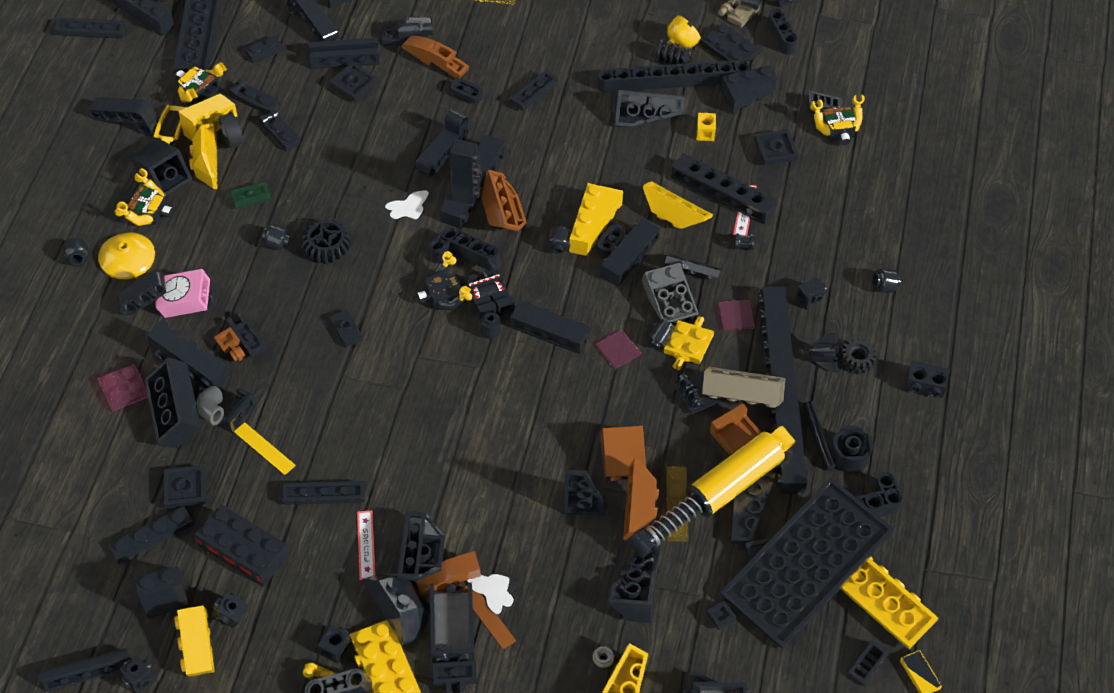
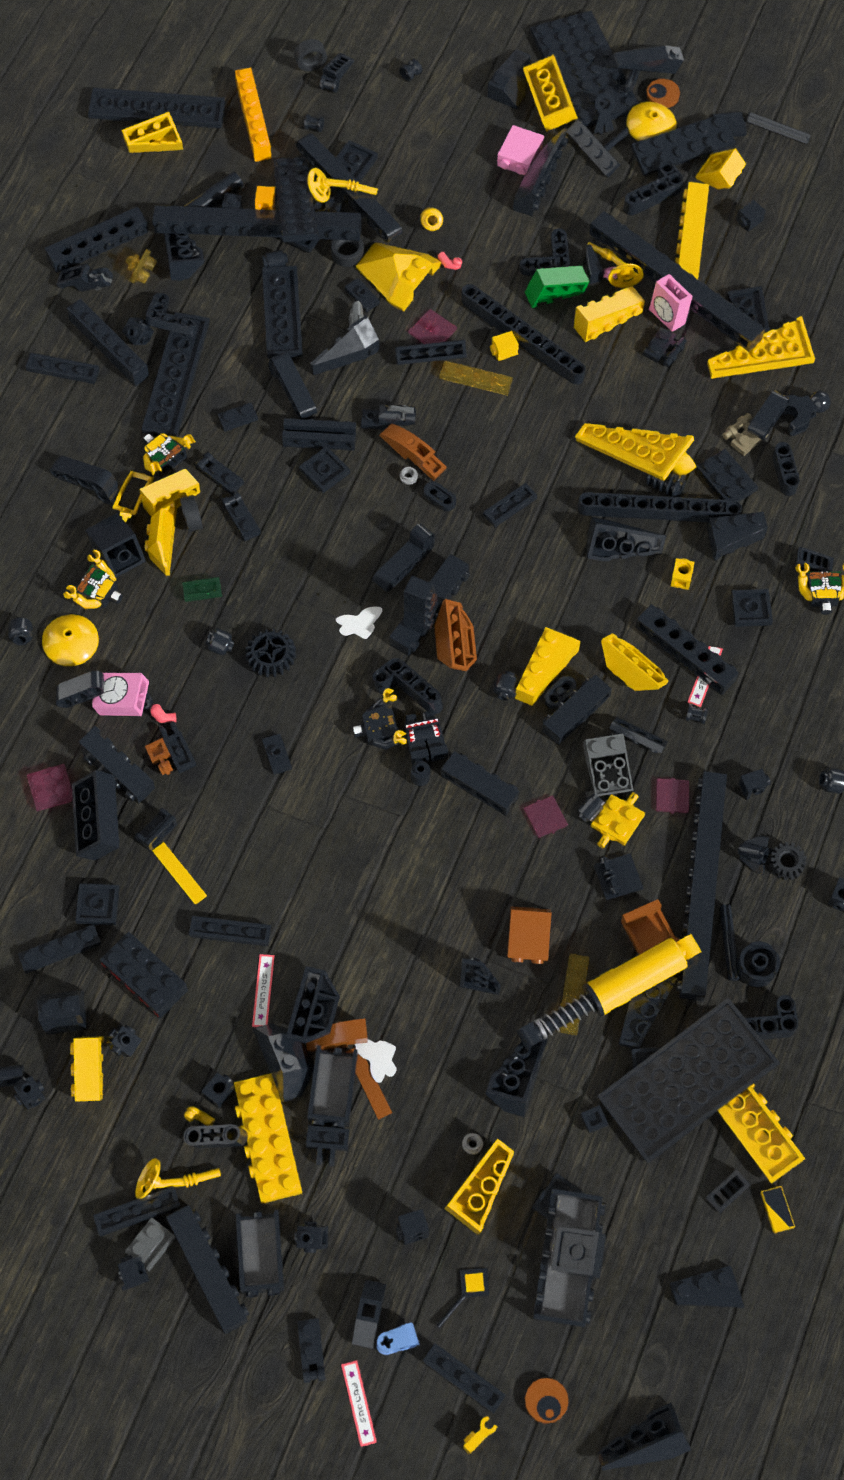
camera: 10 degrees right, 10 degrees up
(208, 407) = (128, 822): dark grey cylinder -> none
(225, 309) = (160, 716): none -> coral arm
(434, 77) = (411, 472): none -> light grey plate
(640, 499) = (535, 989): dark orange wedge -> none
(644, 27) = (639, 448): none -> yellow wing
(743, 386) = (661, 882): dark tan brick -> none

